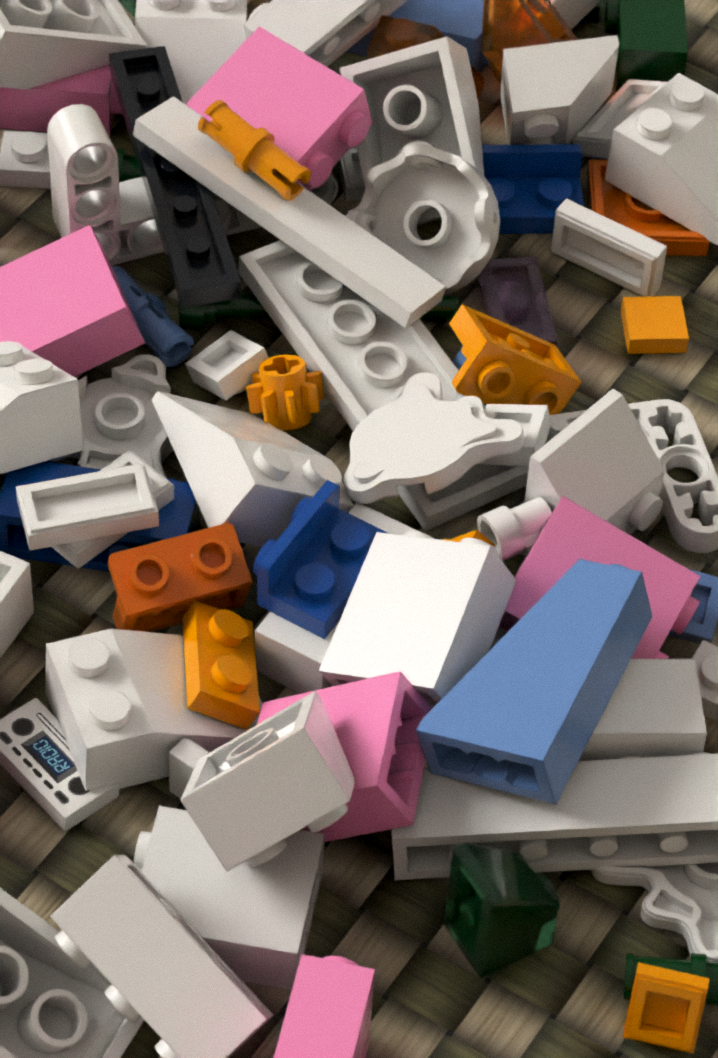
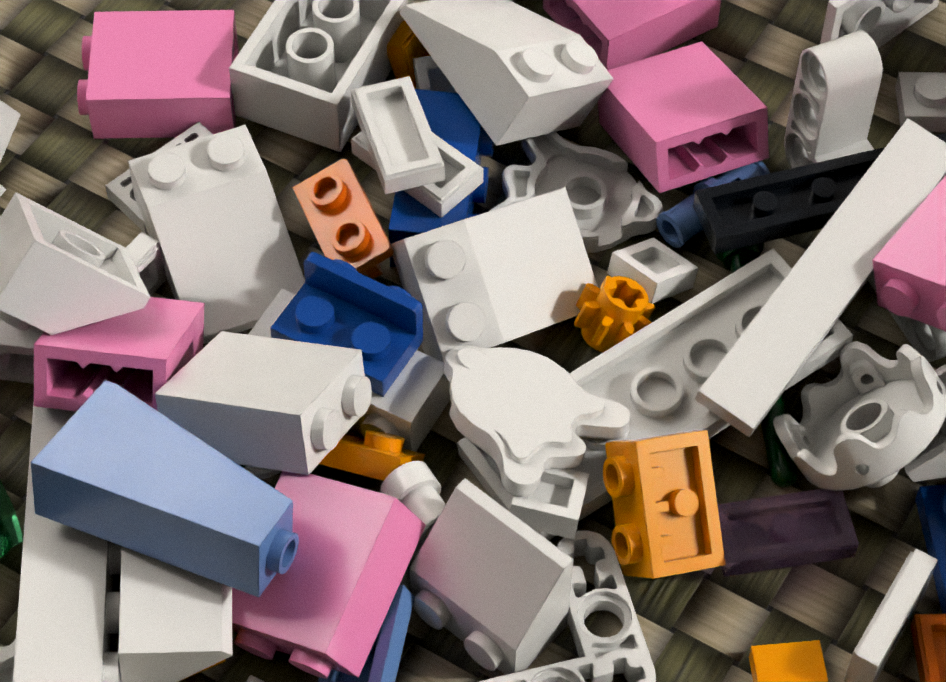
camera: 90 degrees right, 5 degrees up
(220, 665) = (246, 270): light orange plate -> none
(254, 150) = (879, 216): light orange pin -> none

